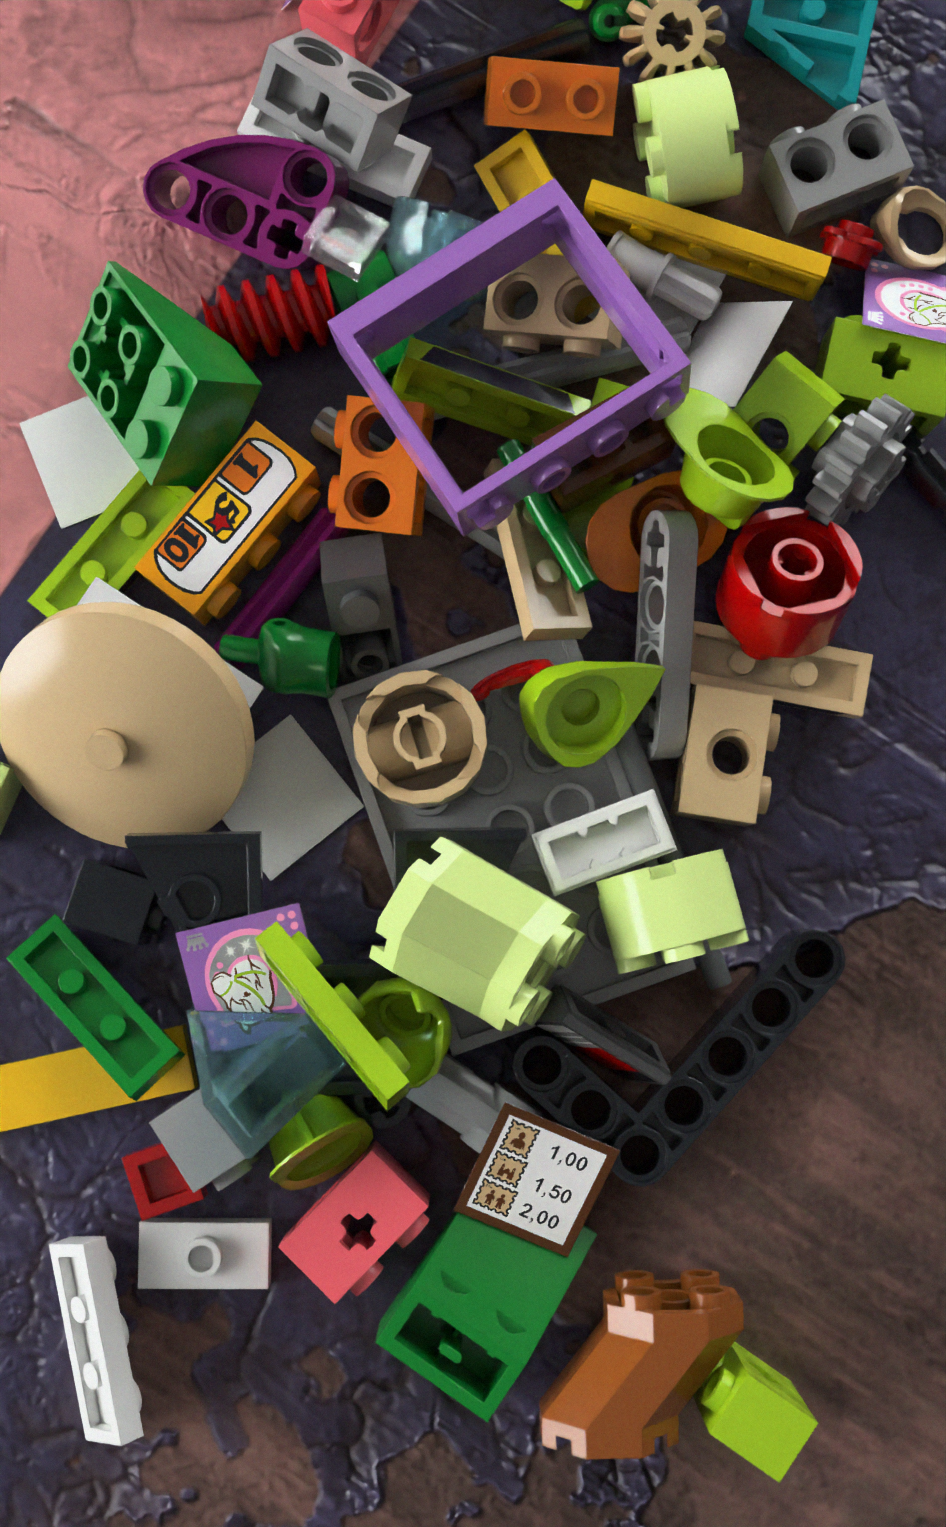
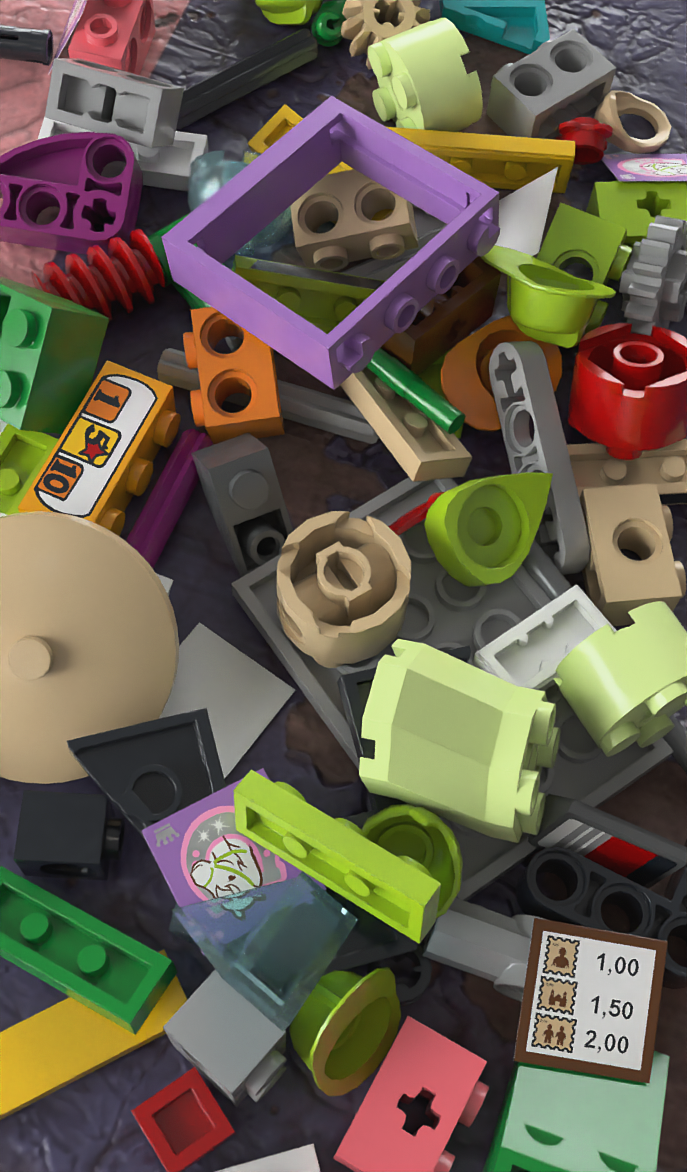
camera: 20 degrees left, 20 degrees down
(289, 657) = (195, 553): green piece -> none
(345, 237) = (152, 202): clear plate -> none
(550, 96) = (298, 74): orange brick -> none

